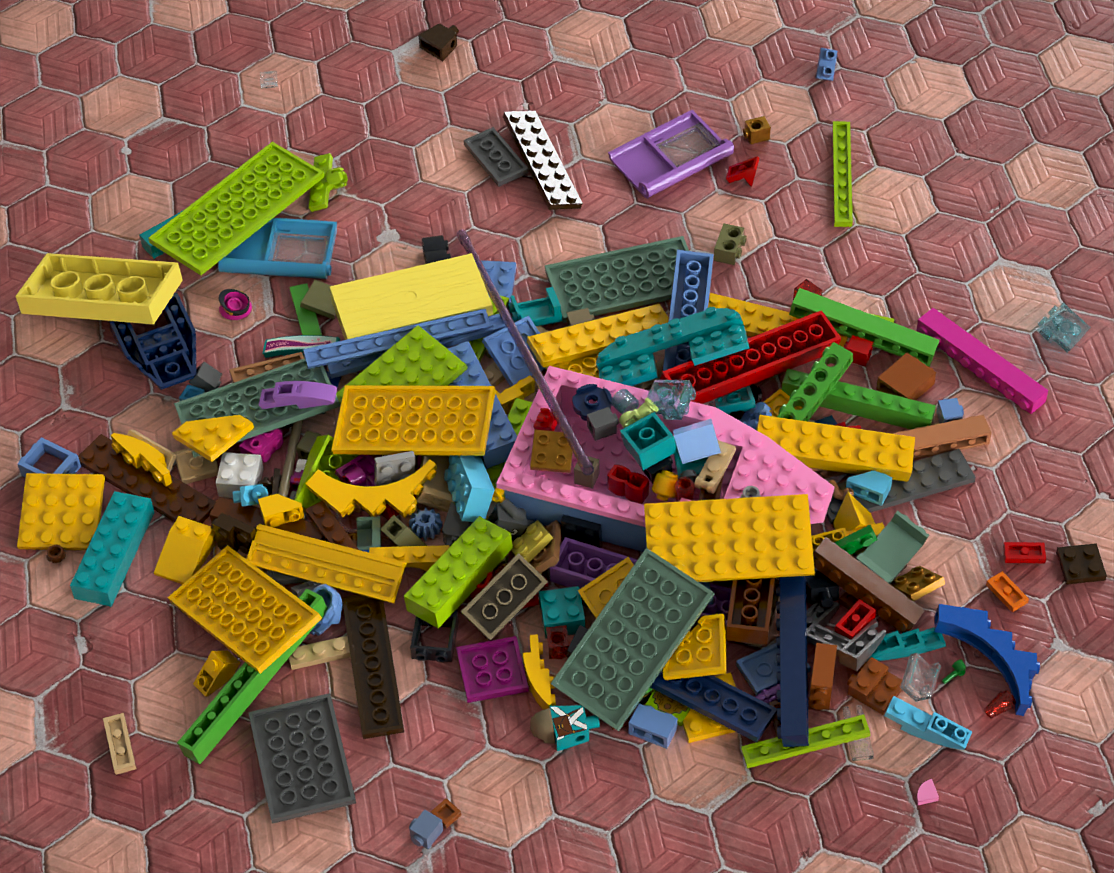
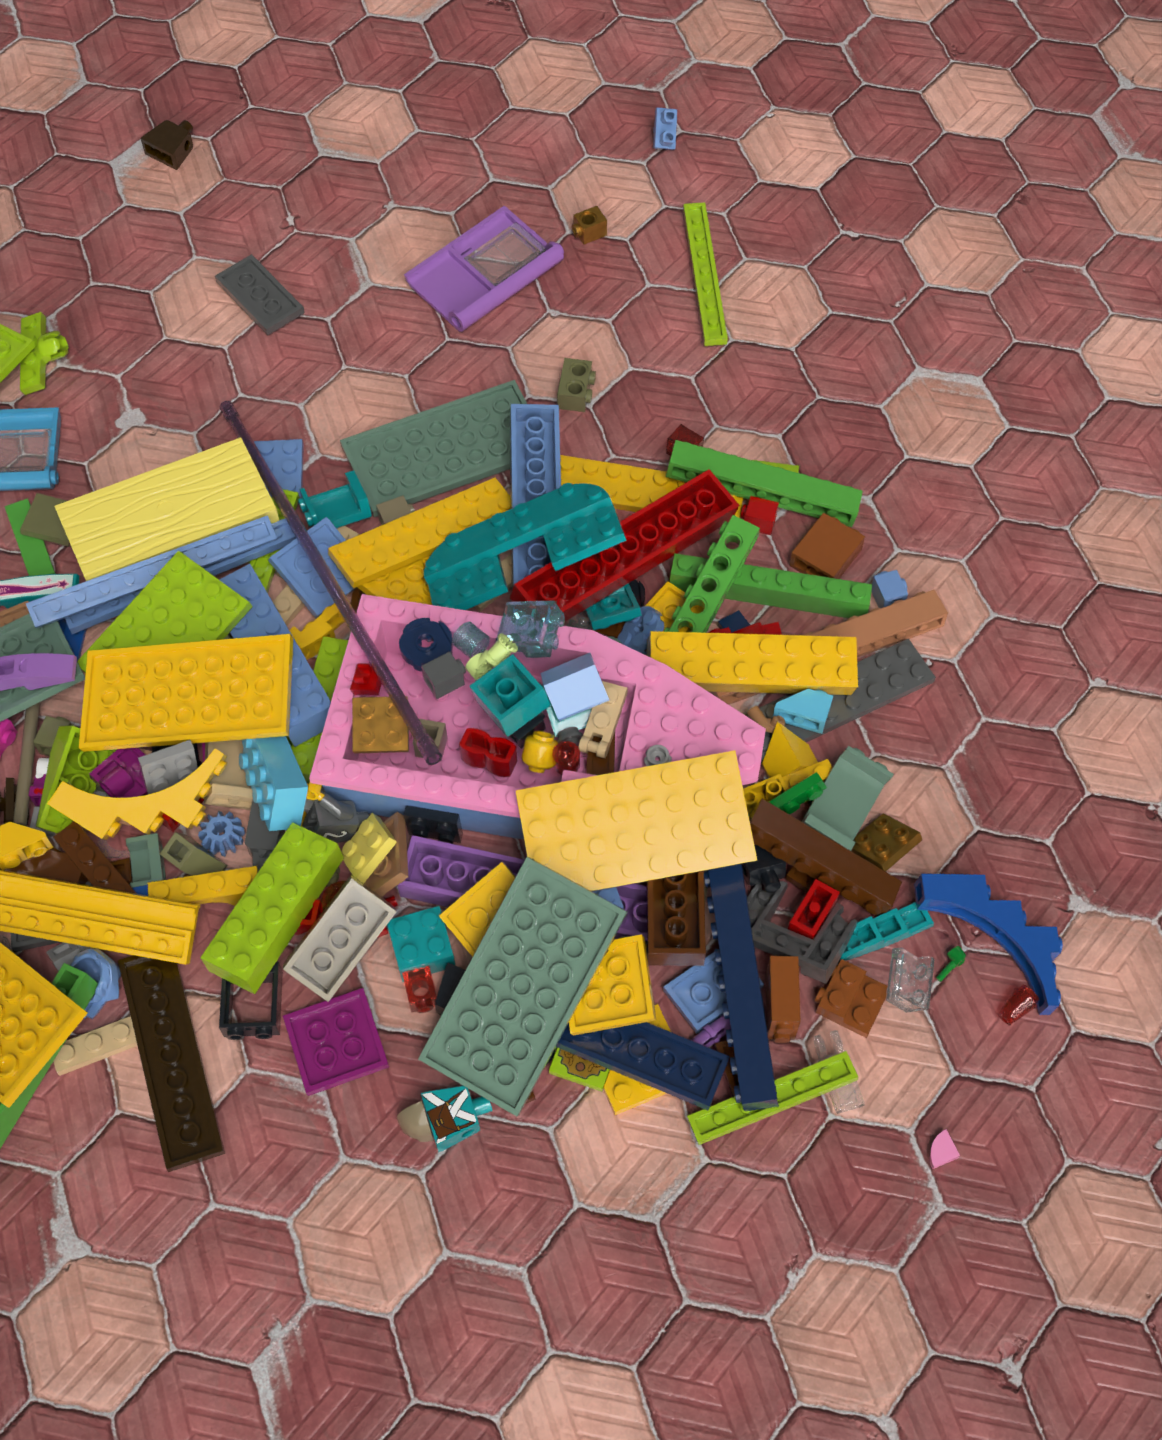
camera: 10 degrees left, 10 degrees up
(301, 758) = (84, 1216): dark grey plate -> none
(425, 829) = (269, 1306): sand blue brick -> none
(435, 249) = (193, 434): black brick -> none
(447, 812) = (296, 1275): dark orange plate -> none
(537, 676) = (400, 1050): yellow slope -> none
(542, 160) = (320, 294): plate -> none
(653, 725) = (564, 1099): medium blue brick -> none
(745, 169) = (580, 281): red slope -> none
(926, 726) = (928, 1050): medium azure slope -> none
(983, 361) = (920, 513): dark pink brick -> none
(1007, 591) = (1001, 837): orange plate -> none
(1024, 552) = (1014, 777): red plate -> none
(1063, 327) = (1012, 454): clear light blue plate -> none
(1081, 563) = (1088, 784): dark brown plate -> none

